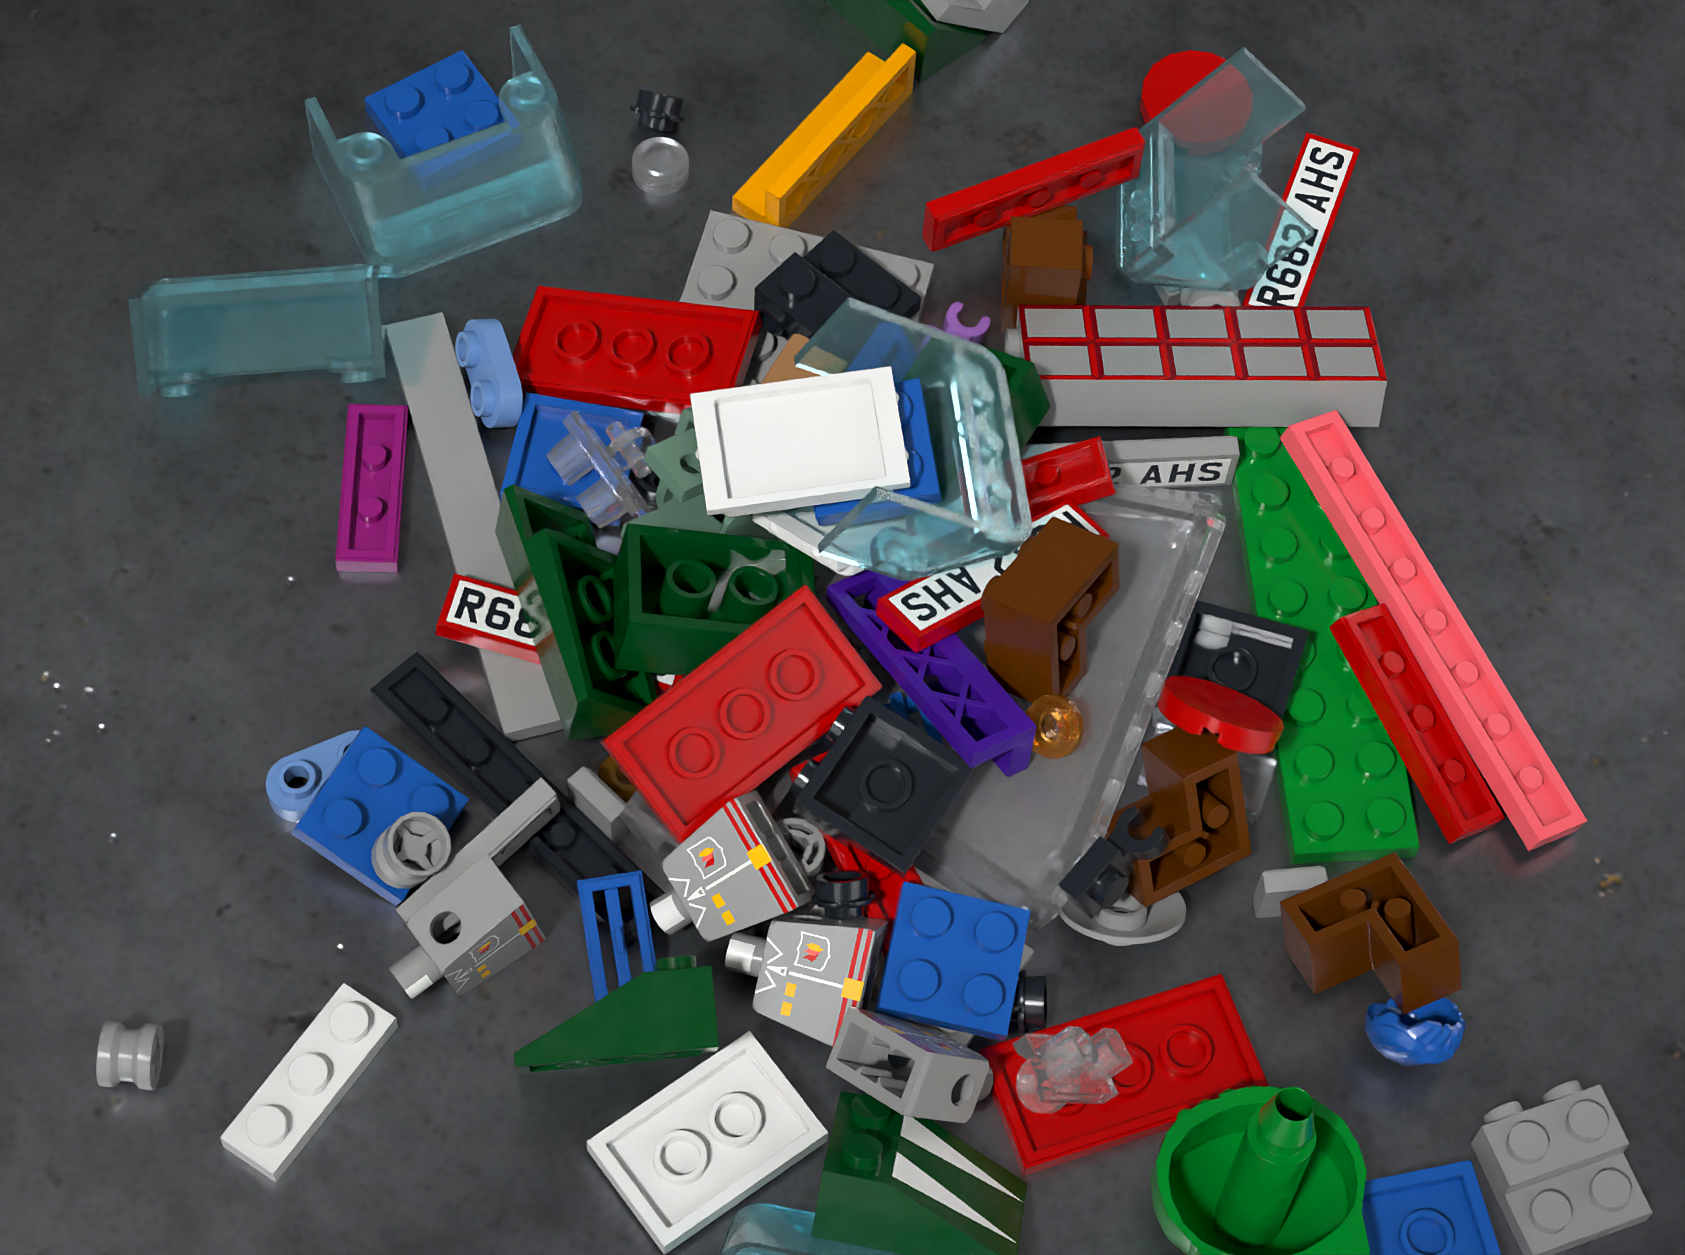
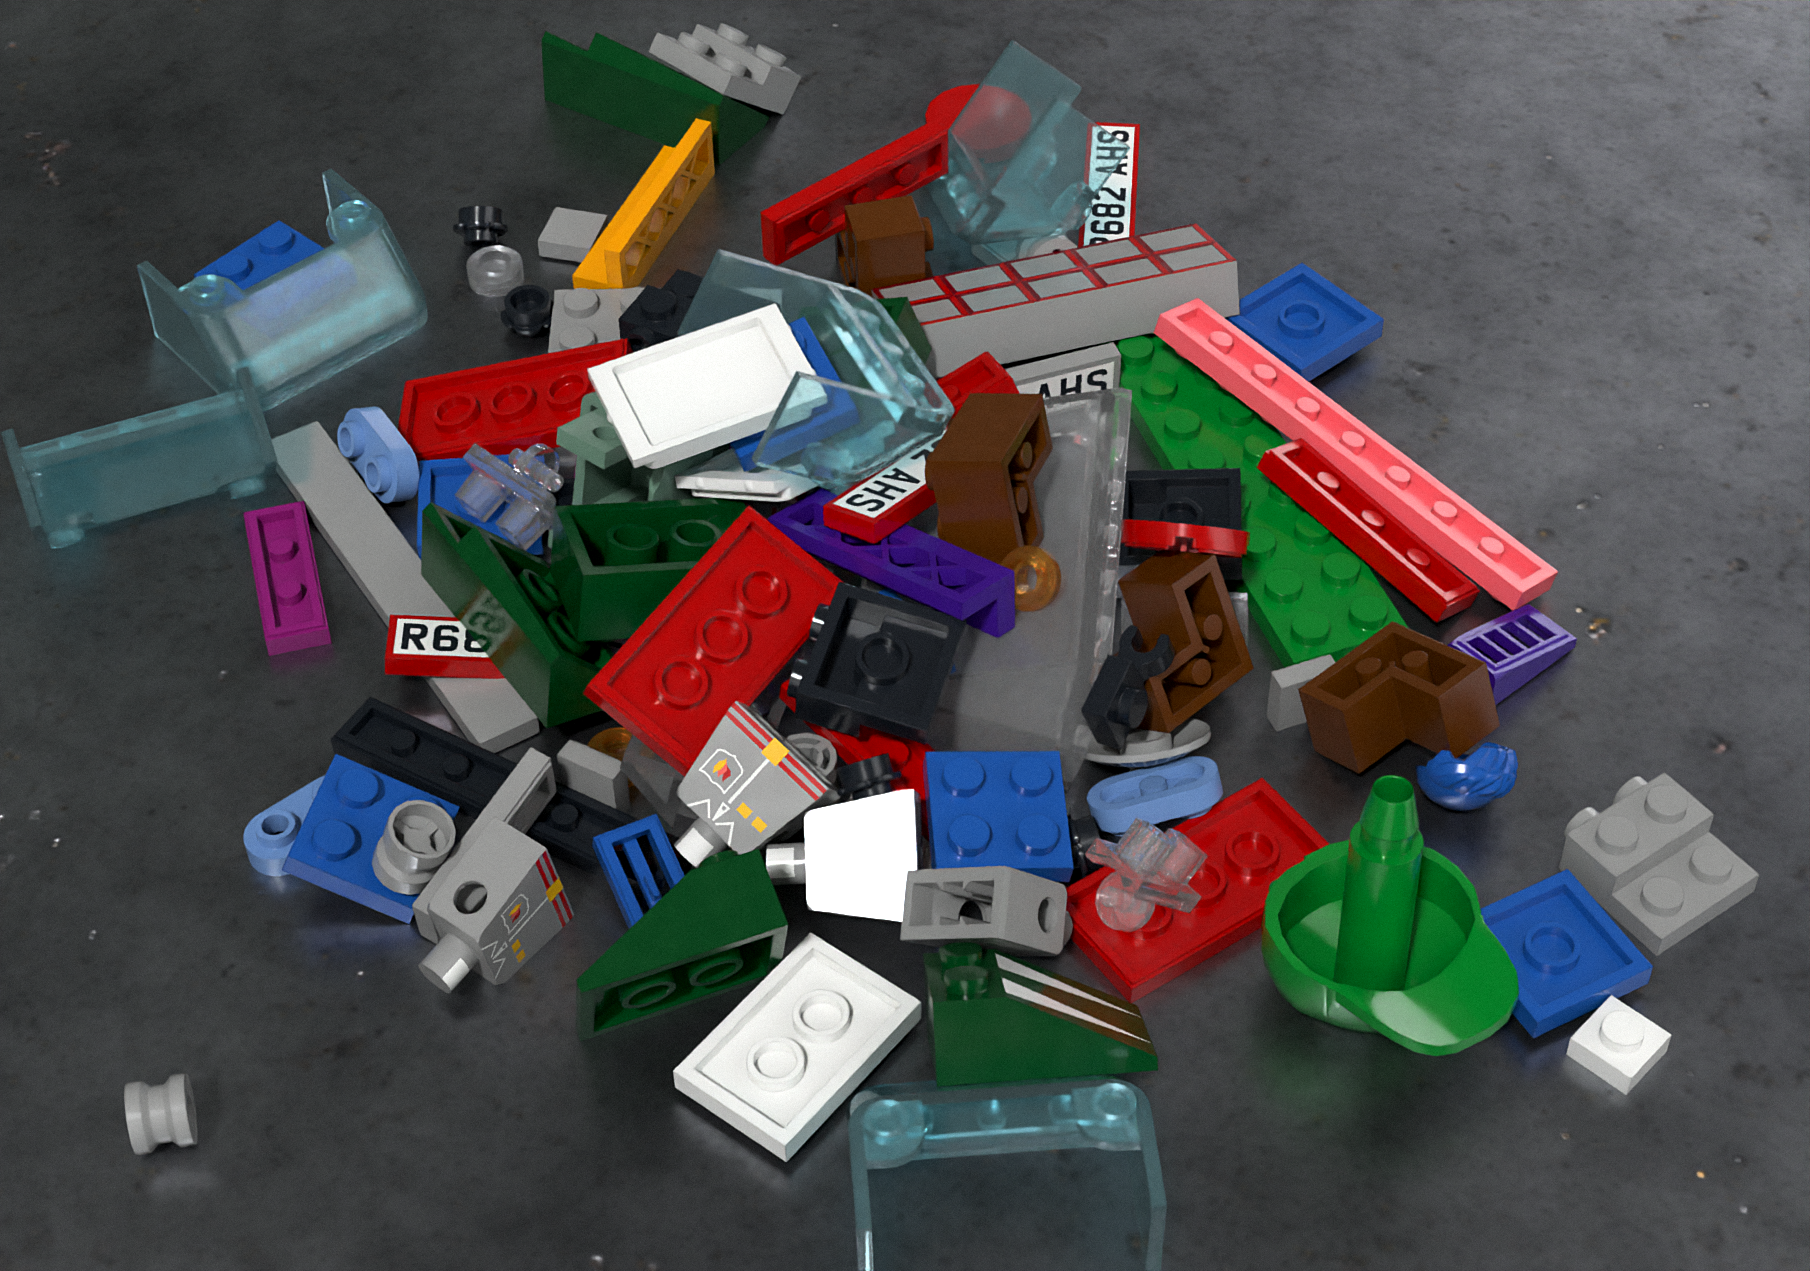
camera: 10 degrees left, 15 degrees down
(309, 1082) = (360, 1100): white plate -> none
(678, 217) = (527, 310): none -> black plate
(747, 140) = (571, 234): none -> light grey tile
(1110, 971) = (1156, 794): none -> medium blue plate
(1440, 450) = (1307, 321): none -> blue plate
(1467, 916) = (1526, 663): none -> dark purple slope

